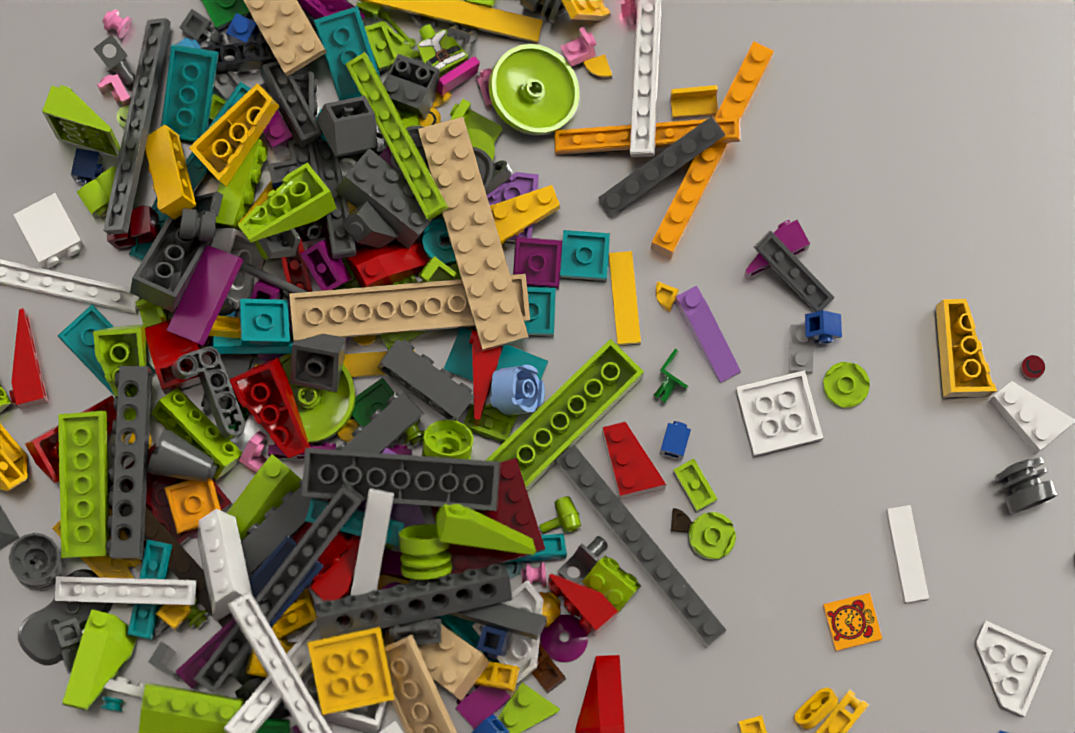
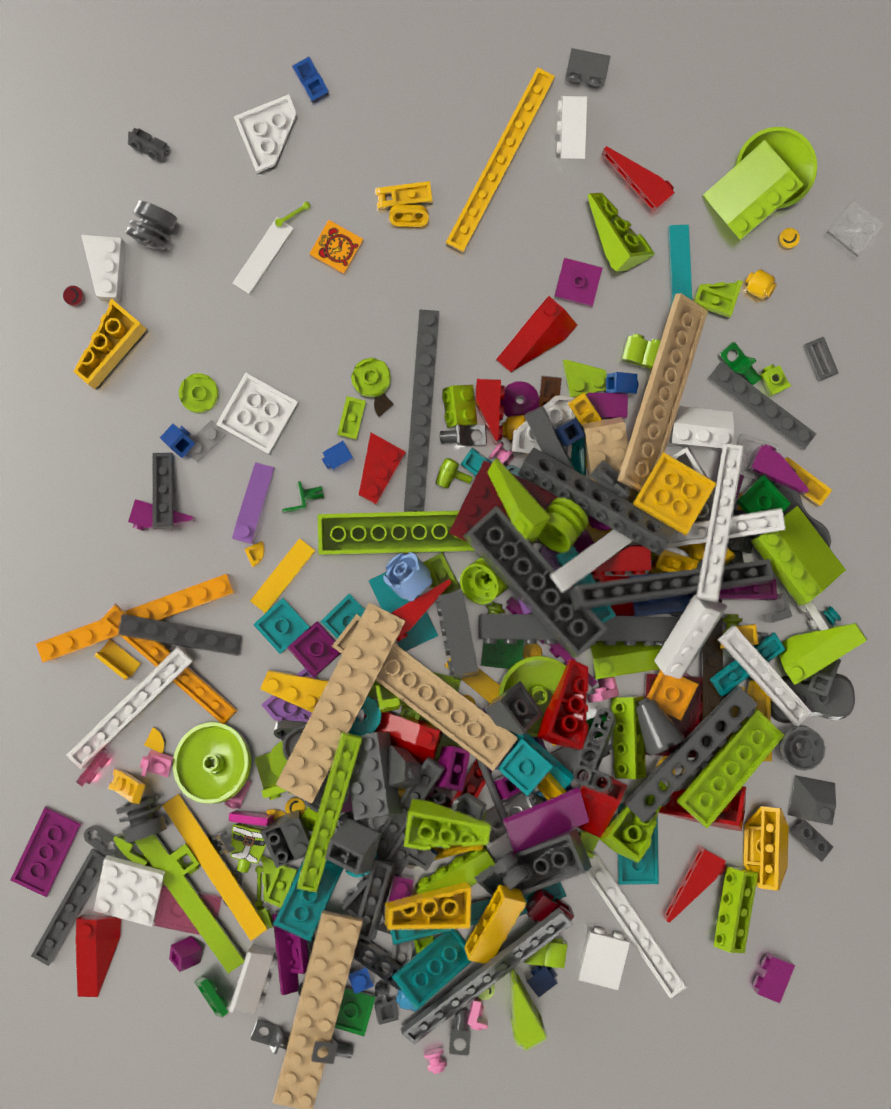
camera: 135 degrees left, 10 degrees up
(922, 594) = (279, 222): none -> lime hinge

